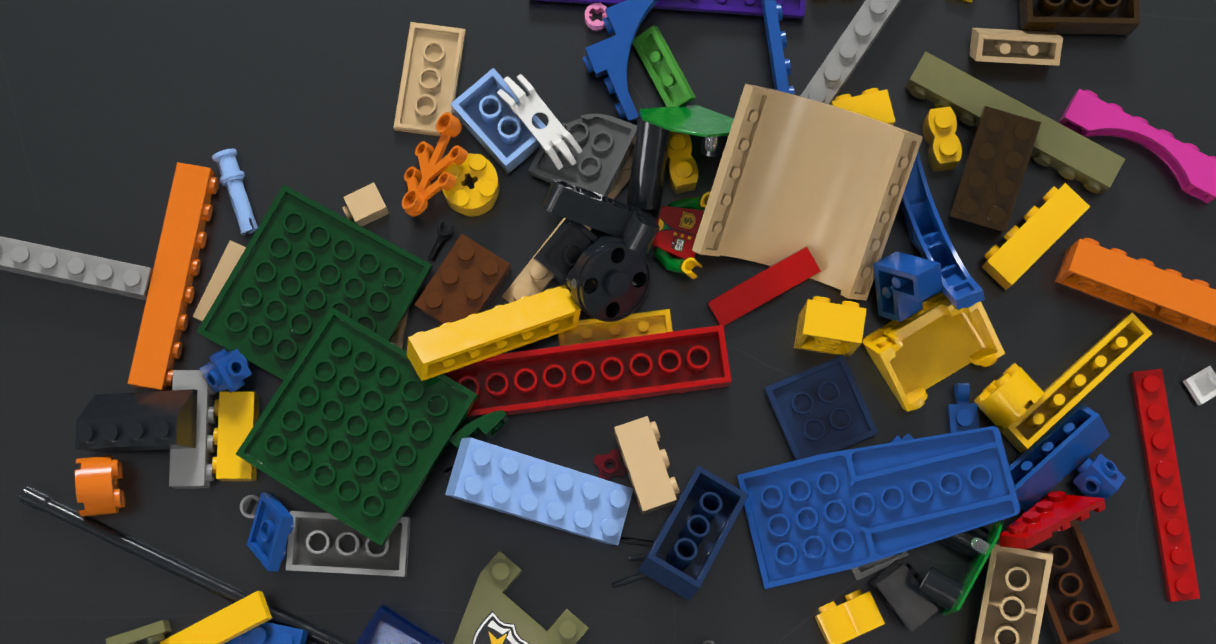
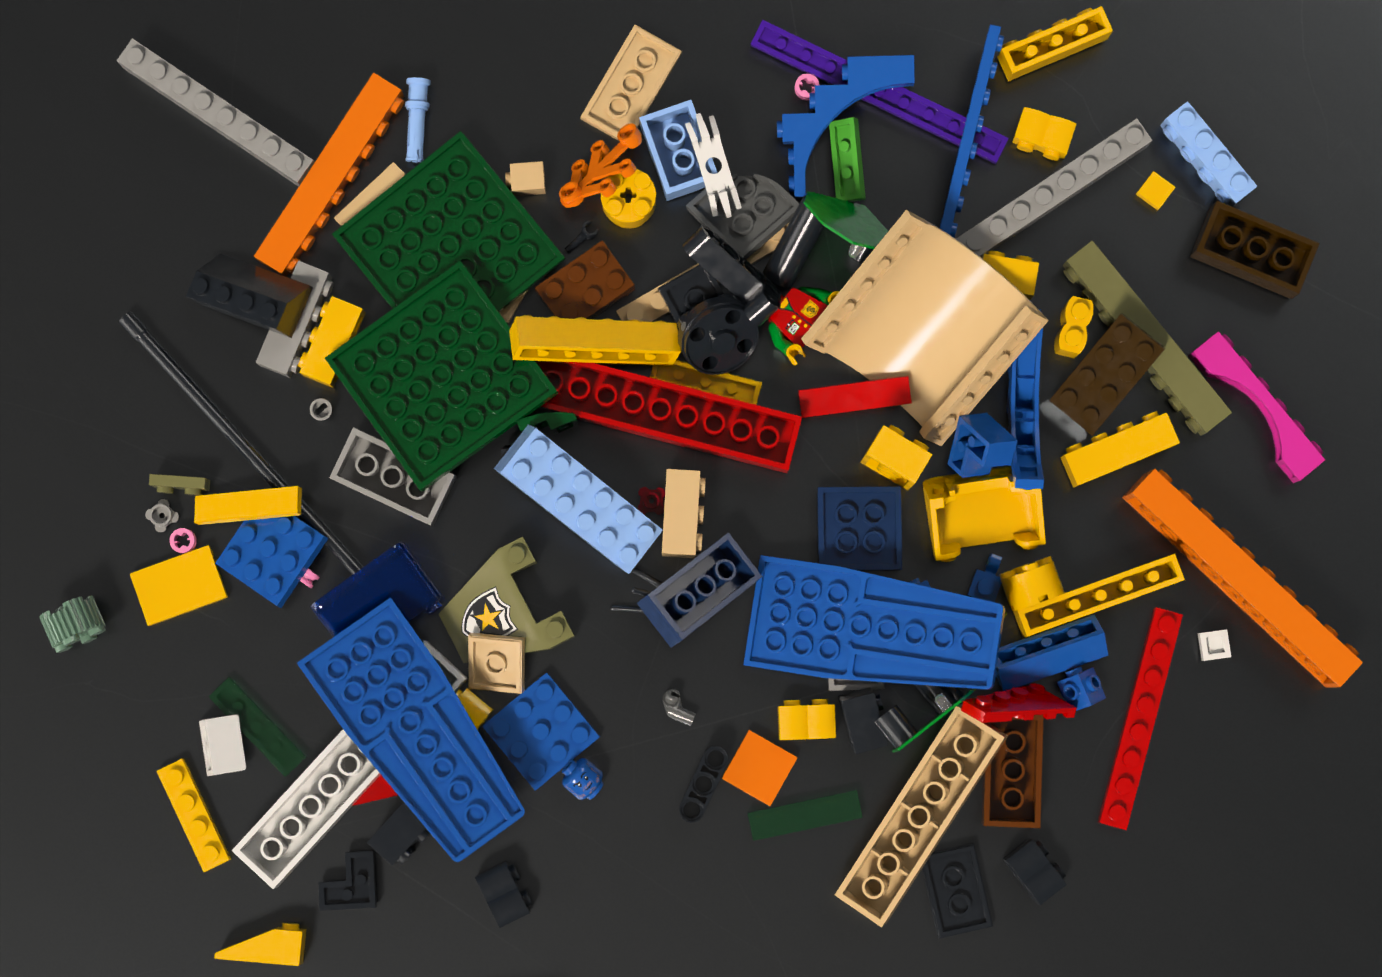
camera: 20 degrees right, 5 degrees up
(98, 485) = (194, 336): orange brick -> none
(226, 370) = (344, 280): blue brick -> none
(270, 531) = (328, 438): blue plate -> none
(682, 166) = (826, 257): yellow brick -> none
(1015, 46) = (1177, 268): tan brick -> none

